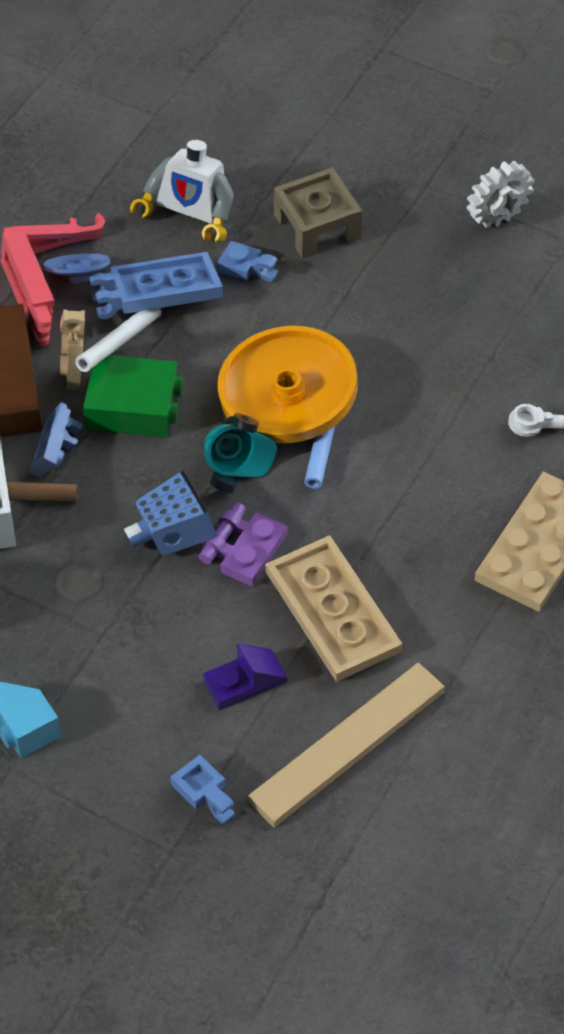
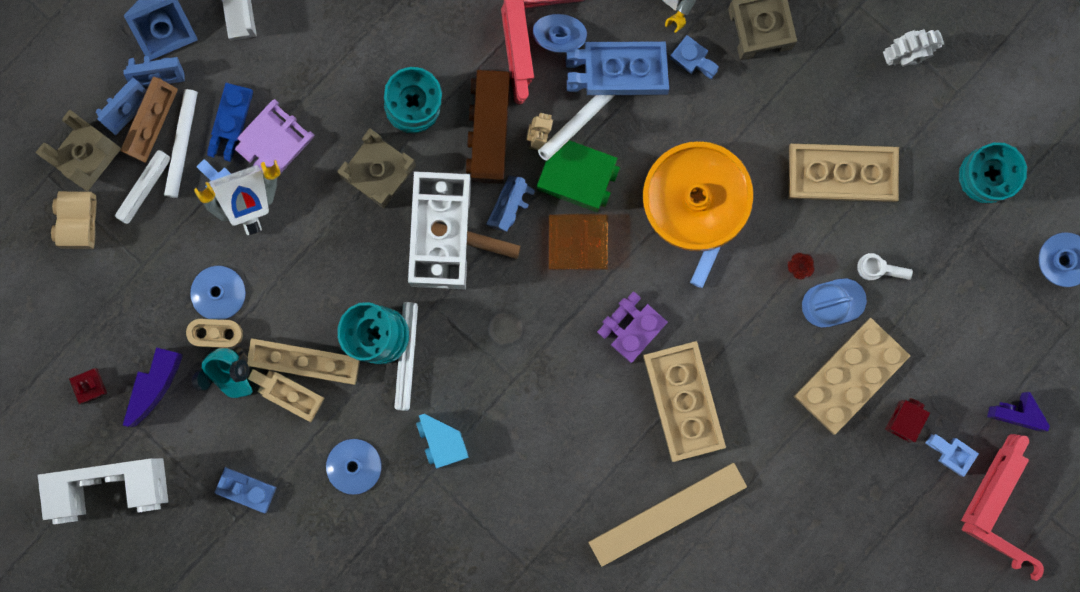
camera: 10 degrees right, 30 degrees up
(146, 462) = (578, 242): none -> clear orange slope
(171, 517) = (583, 299): medium blue torso -> none
(204, 784) = (557, 526): medium blue plate -> none
(237, 450) = (644, 248): teal cap -> none
(245, 677) = (608, 442): dark purple slope -> none
(442, 430) = (806, 260): none -> clear red plate
(460, 338) = (843, 172): none -> tan tile
(491, 470) = (834, 302): none -> medium blue piece

